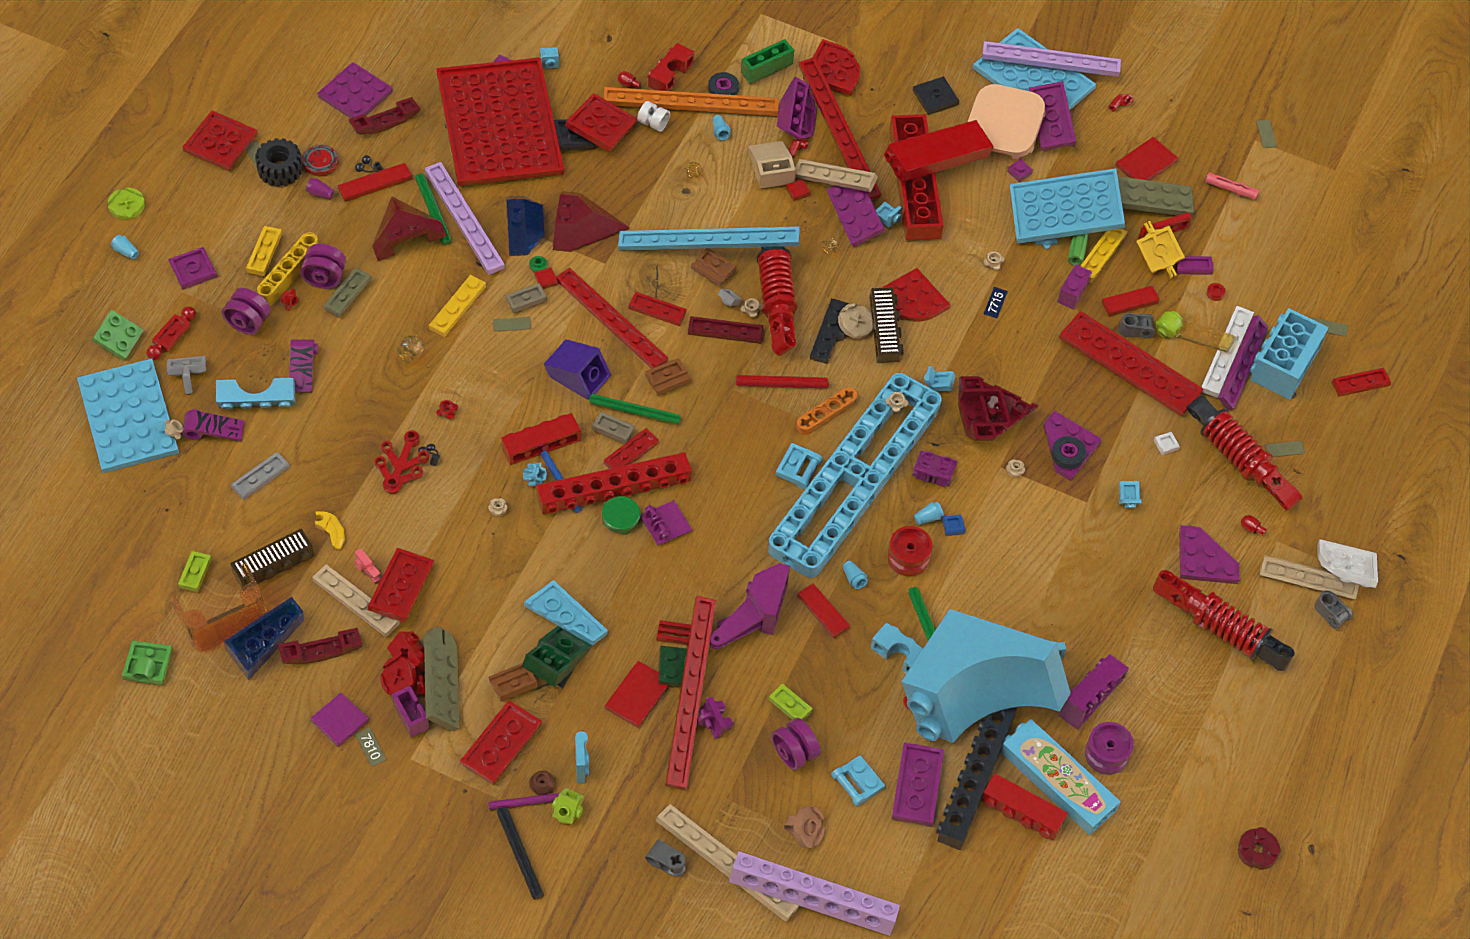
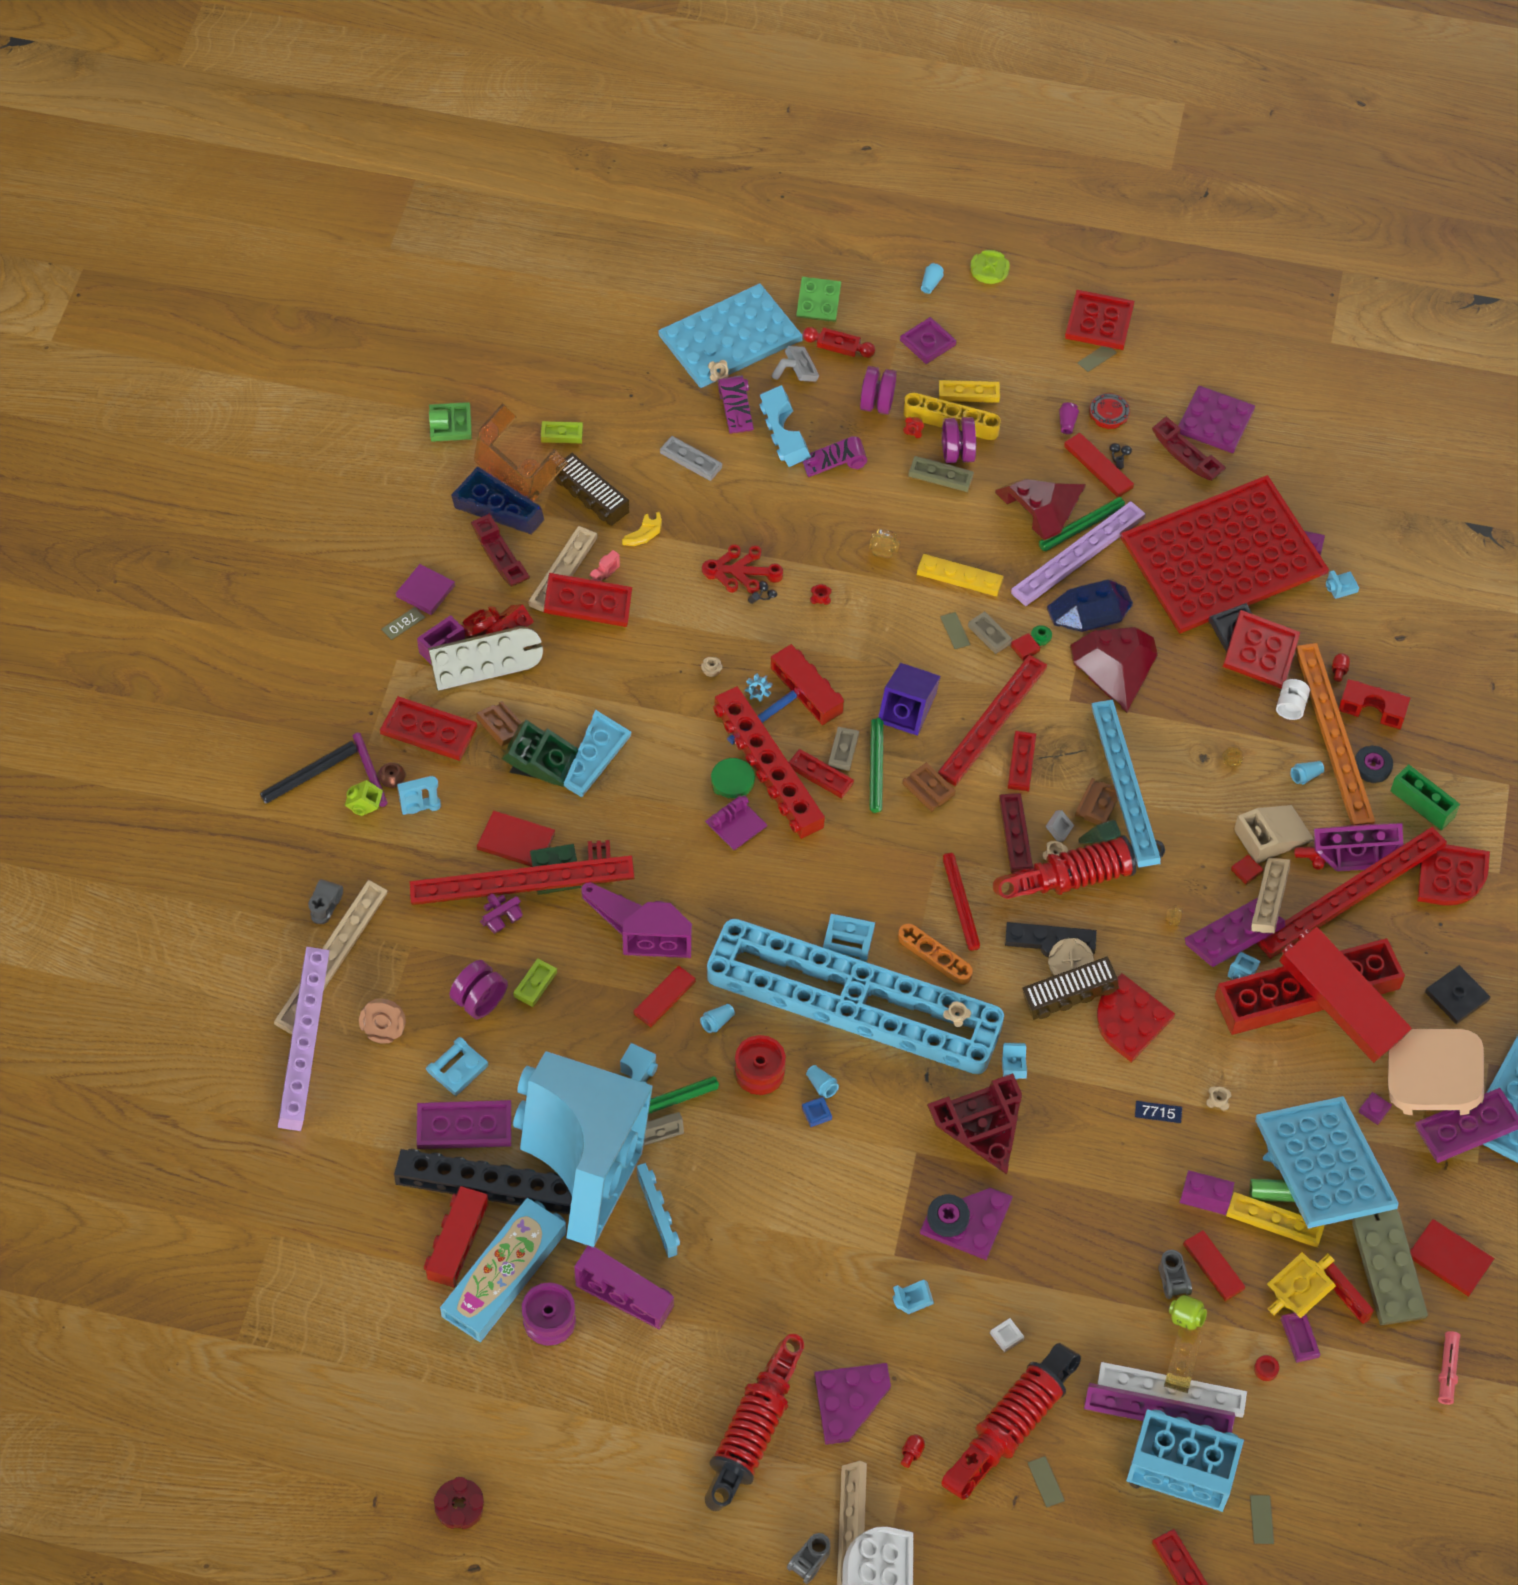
camera: 80 degrees right, 0 degrees up
(277, 151) = (1089, 361): black tyre -> none
(752, 268) = (1101, 833): none -> clear green slope
(934, 466) = (889, 1077): magenta hinge -> none
(1015, 472) = (916, 1172): tan plate -> none
(1130, 363) = (1113, 1275): red plate -> none

